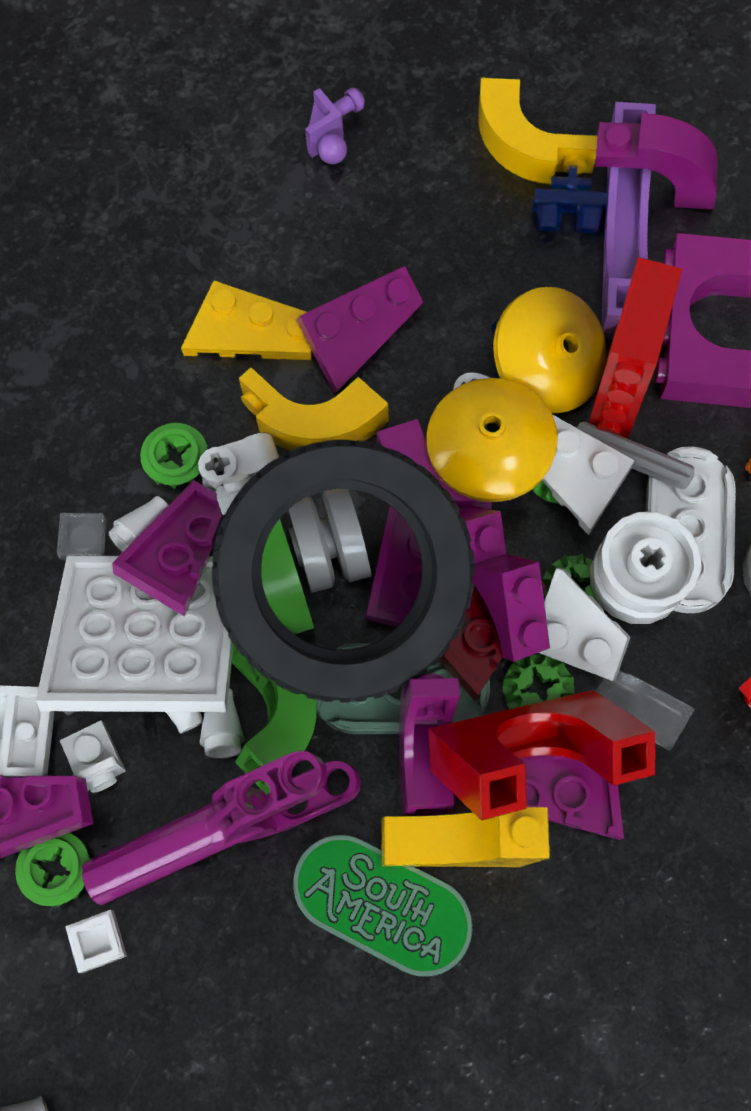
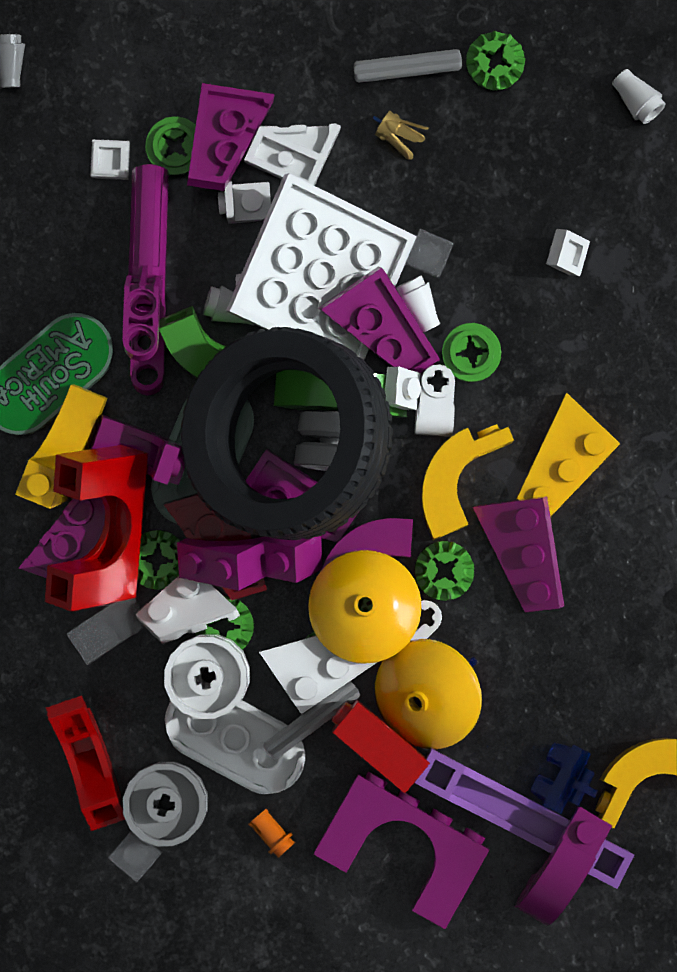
camera: 110 degrees right, 15 degrees up
(31, 401) = (568, 252): none -> white plate
(398, 397) = (426, 570): none -> bright green gear

